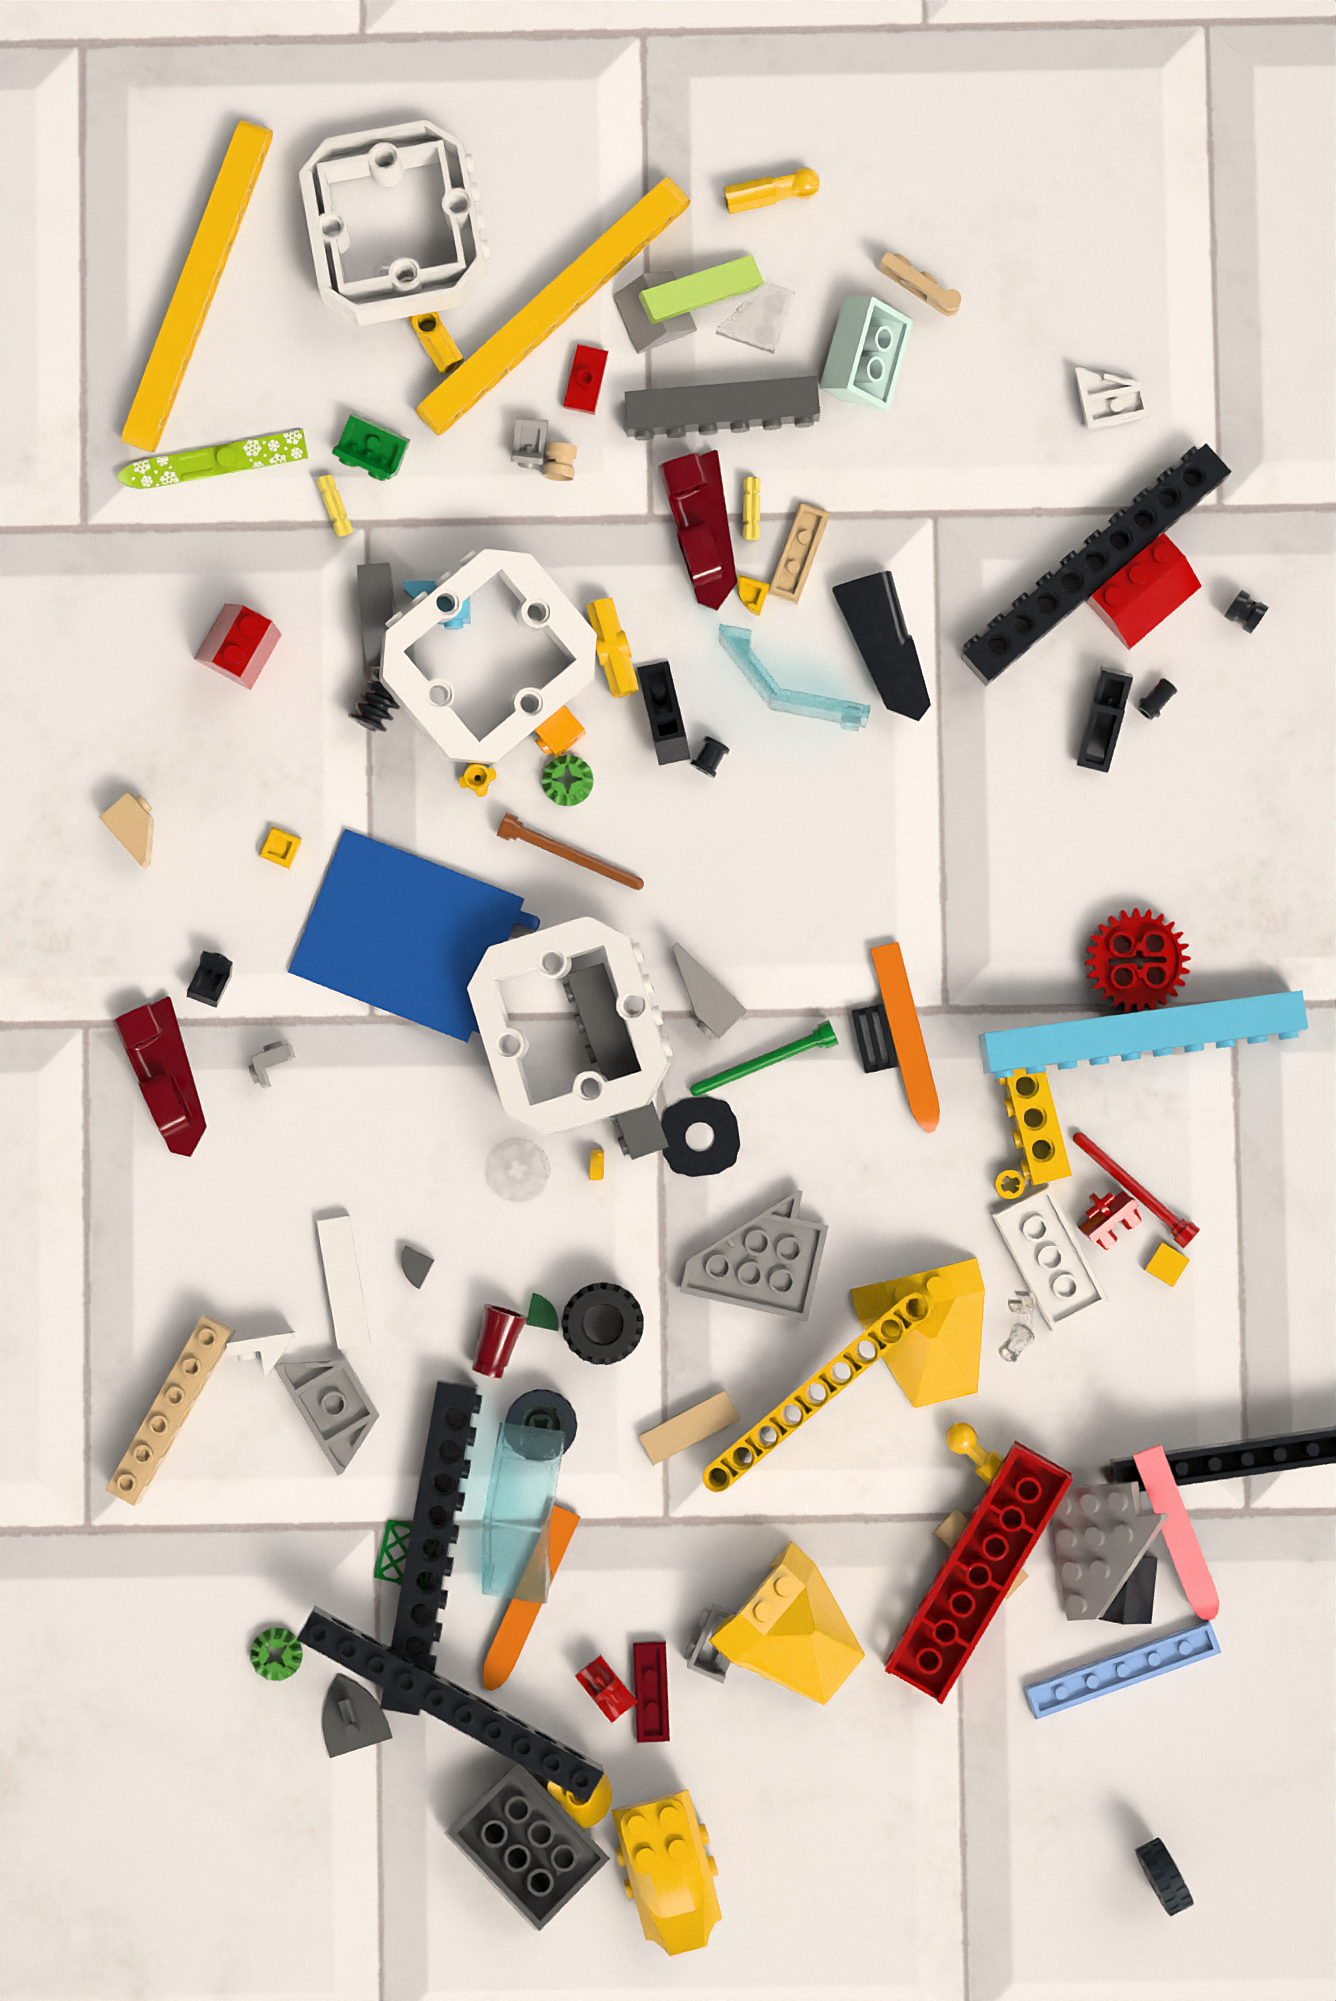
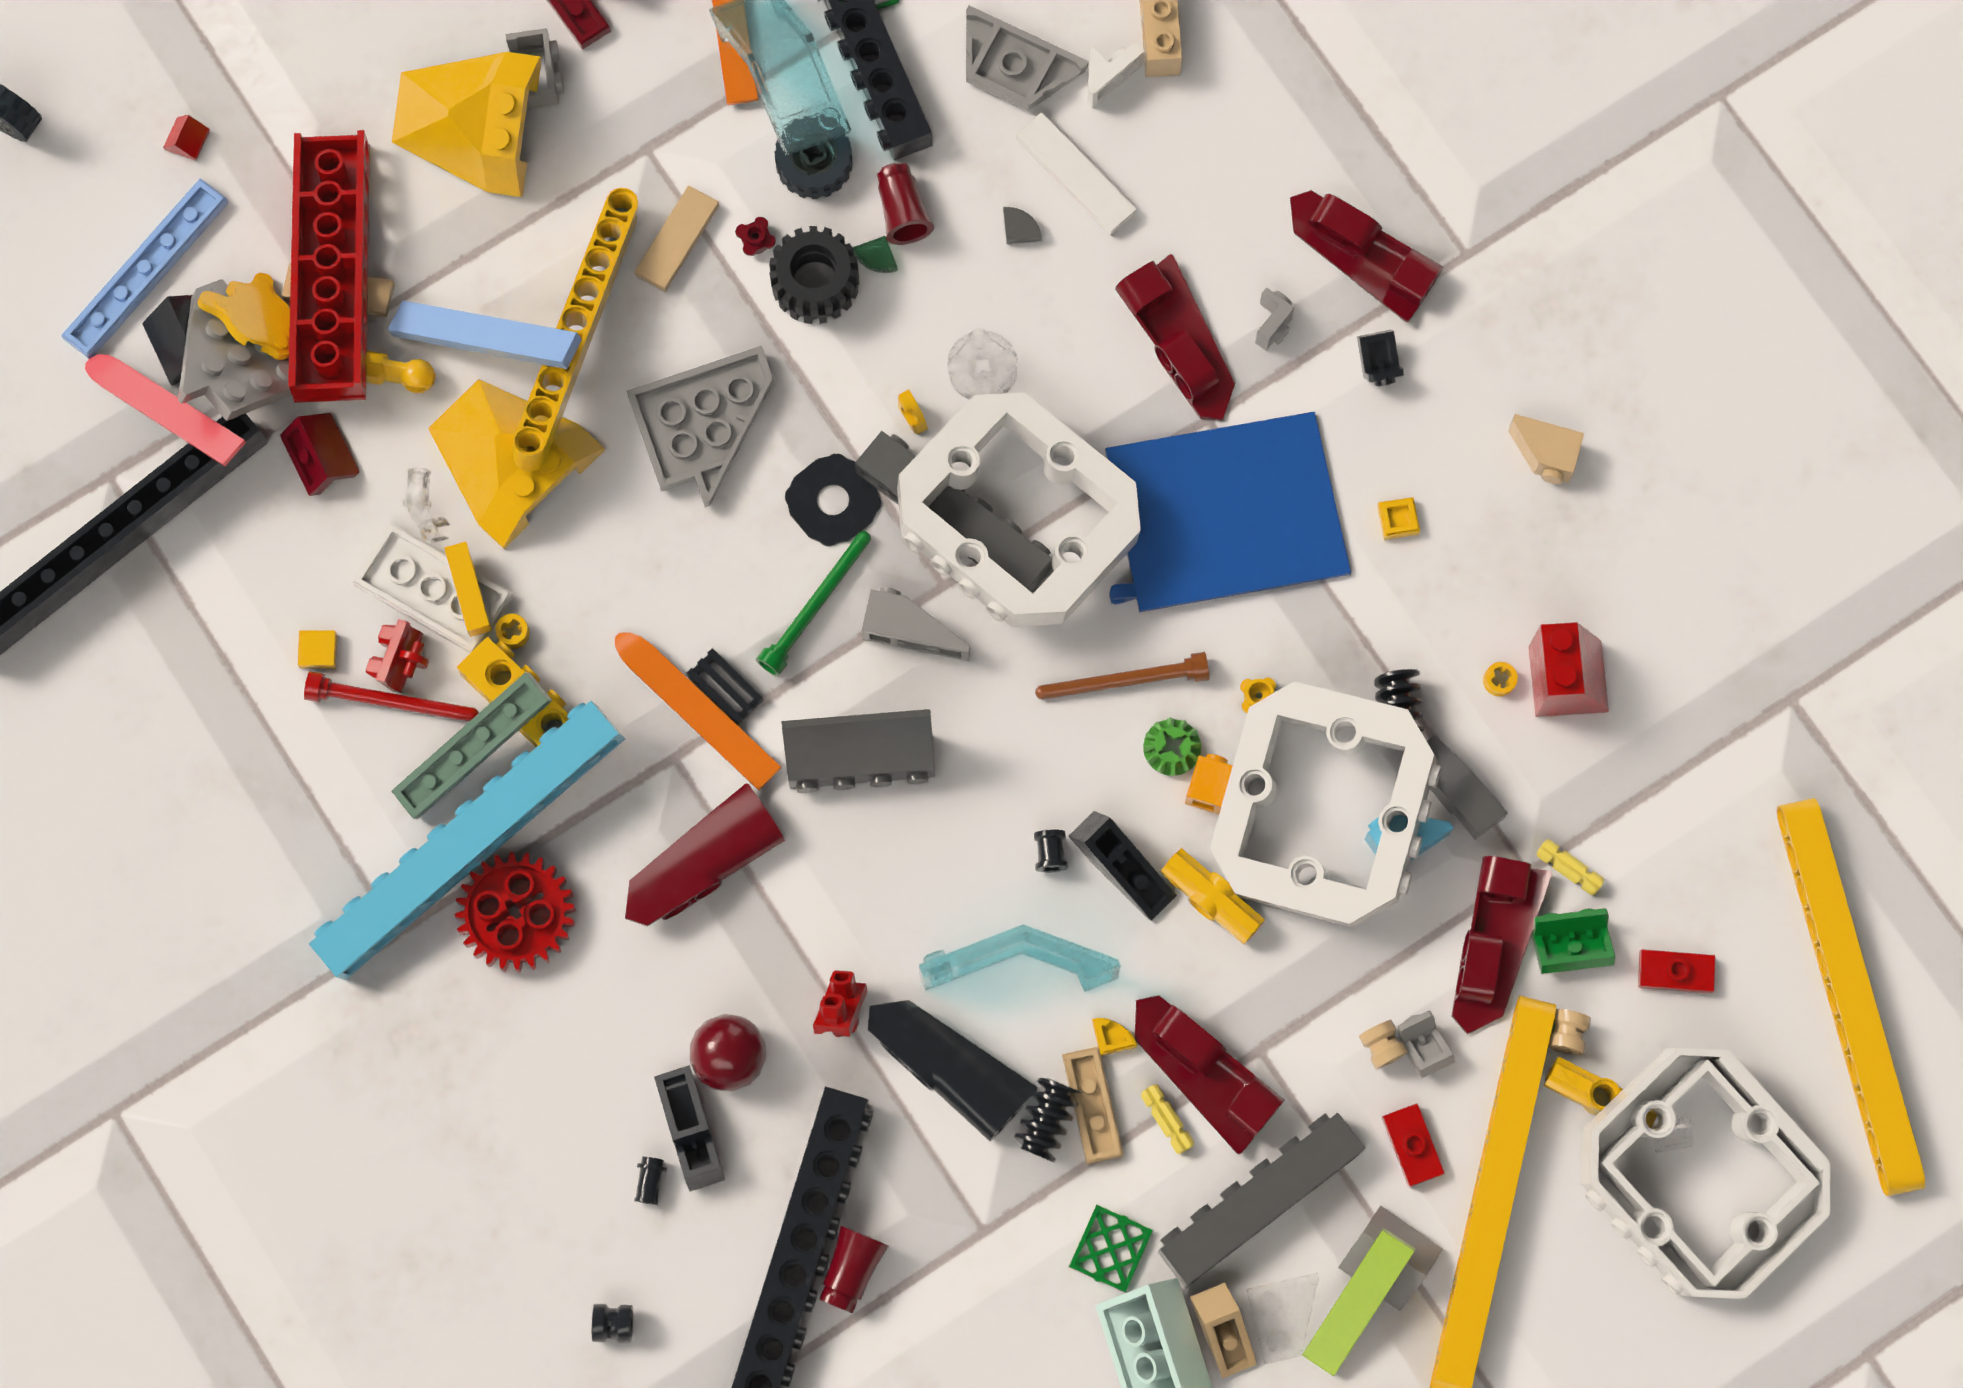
camera: 140 degrees right, 10 degrees down
(215, 461) = (1713, 840): lime piece -> none
(296, 684) = (1490, 674): none -> yellow bush
(309, 382) = (1676, 971): none -> red plate
(350, 1093) = (1181, 338): none -> dark red panel
(417, 491) = (1500, 931): none -> dark red panel
(419, 385) = (1569, 1032): none -> tan wheel
(622, 1380) = (759, 245): none -> dark red plate
(806, 915) = (859, 750): none -> dark grey slope
(809, 334) = (1224, 1330): none -> tan slope
(839, 557) = (1047, 1118): none -> black piece
(873, 430) = (1122, 1222): none -> green window
(893, 1430) = (485, 334): none -> light blue tile
(940, 735) = (840, 1005): none -> red hips
(972, 913) = (702, 858): none -> dark red panel
(1025, 1235) = (468, 589): none -> yellow piece
(1026, 1763) = (186, 137): none -> red slope
(1044, 752) = (727, 1052): none -> dark red piece
(1048, 542) = (851, 1268): none -> dark red plant
(1061, 1568) = (252, 314): none -> yellow tile
(1074, 1424) = (318, 452): none -> dark red panel
(1096, 1105) = (471, 745): none -> sand green plate
(1145, 591) = (725, 1279): red slope -> none

